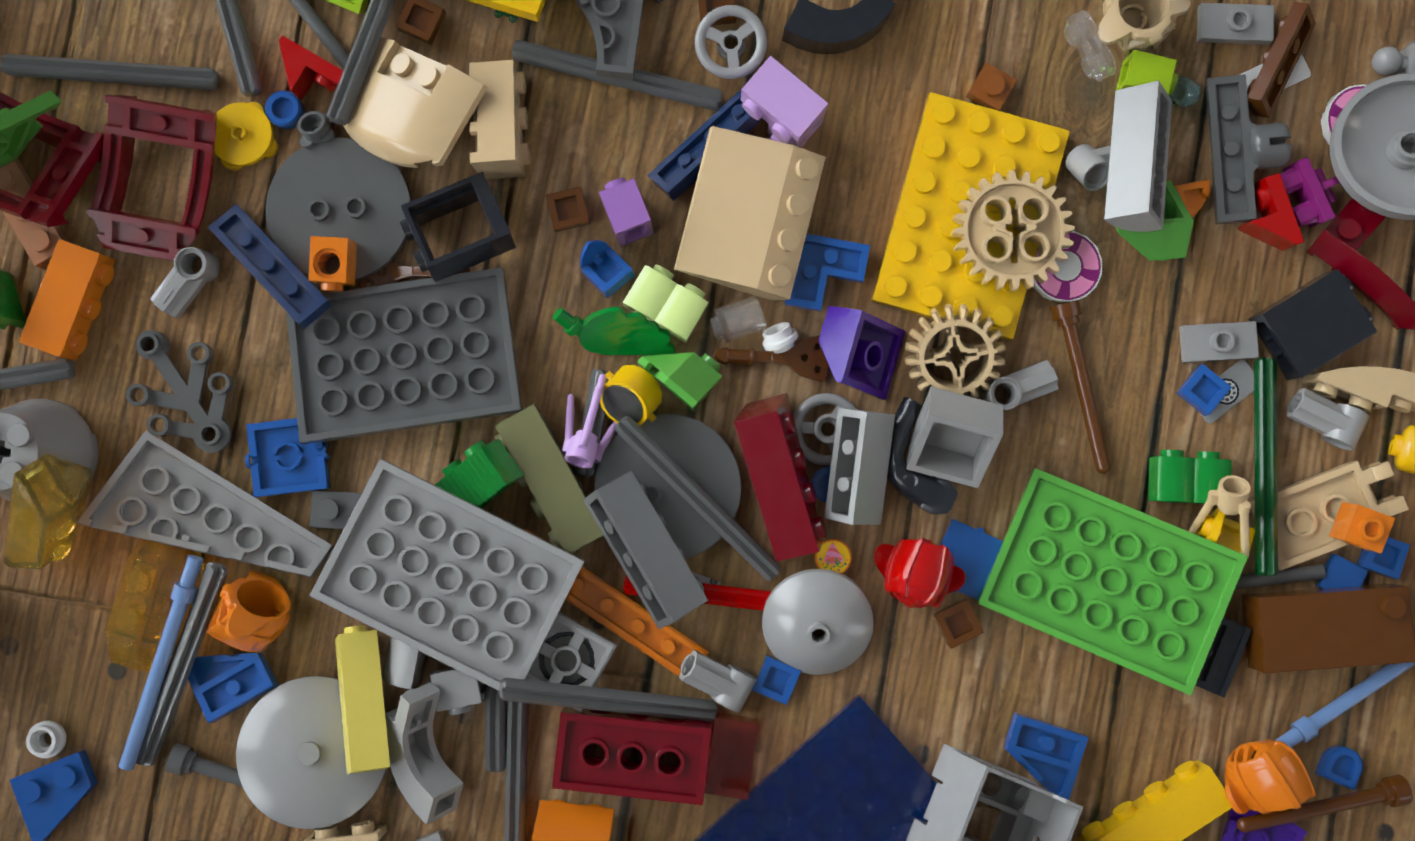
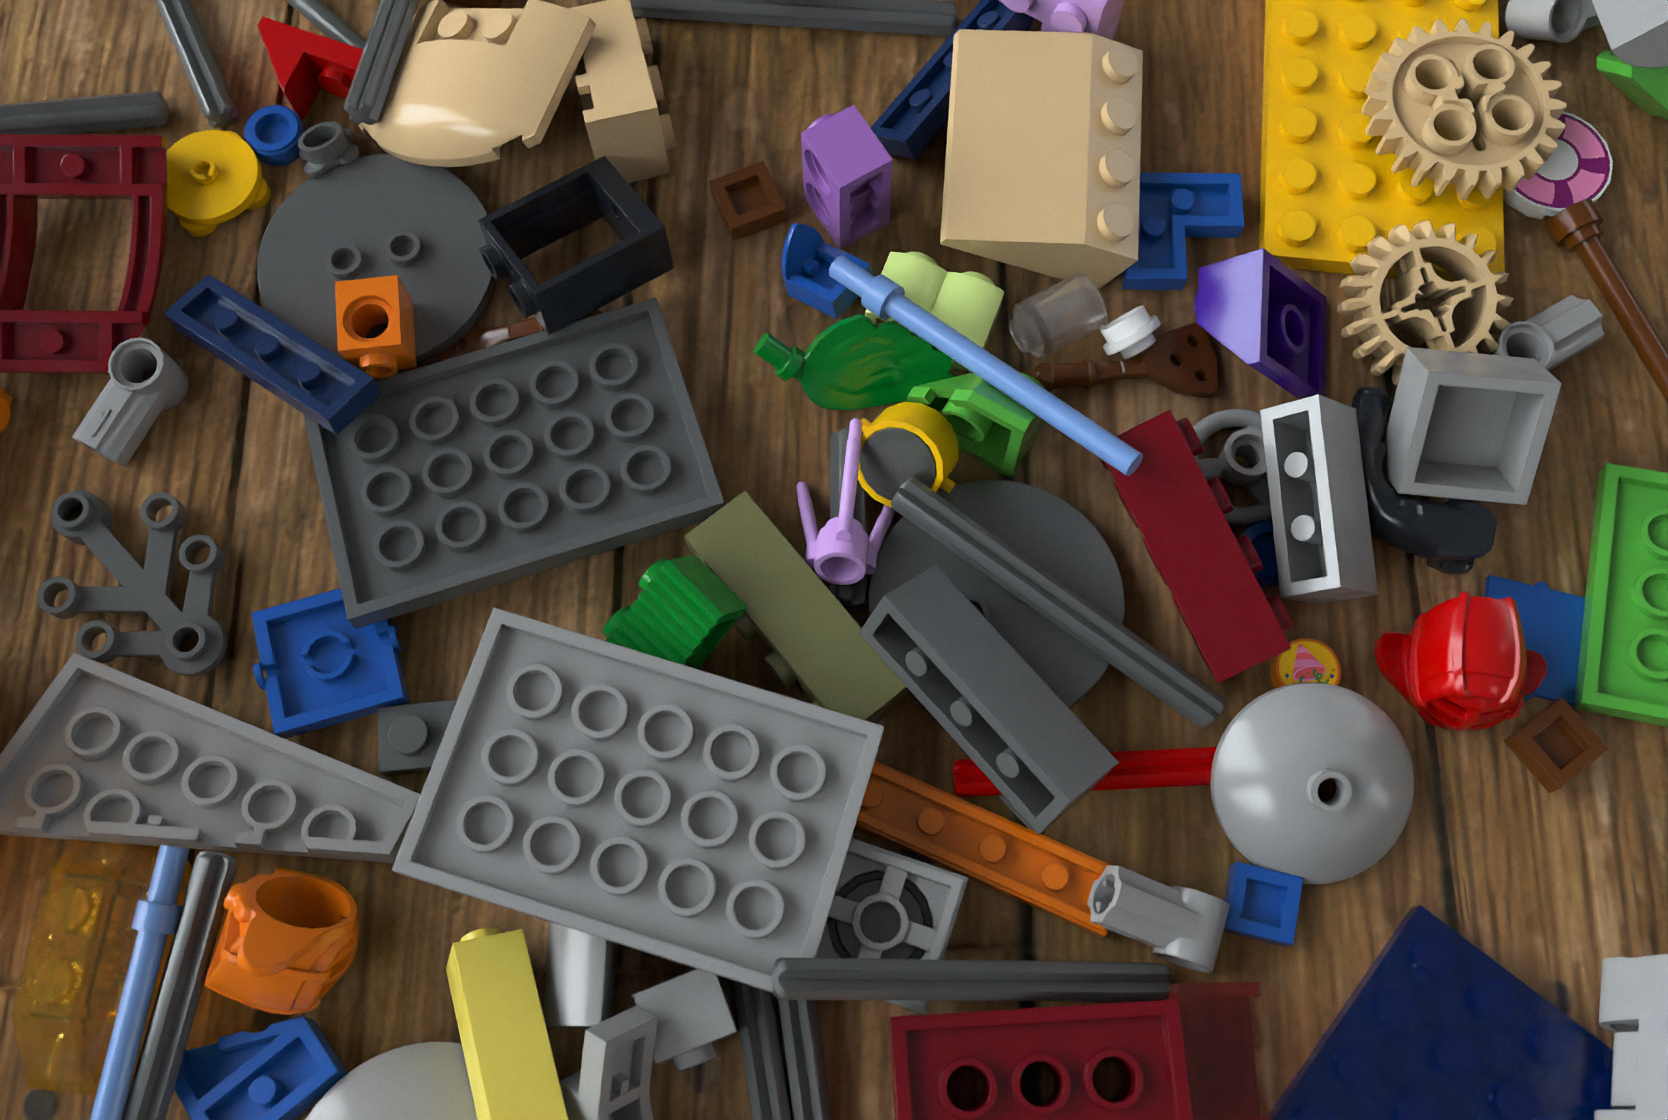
camera: 10 degrees left, 15 degrees down
(634, 302) = (888, 300): none -> medium blue bar

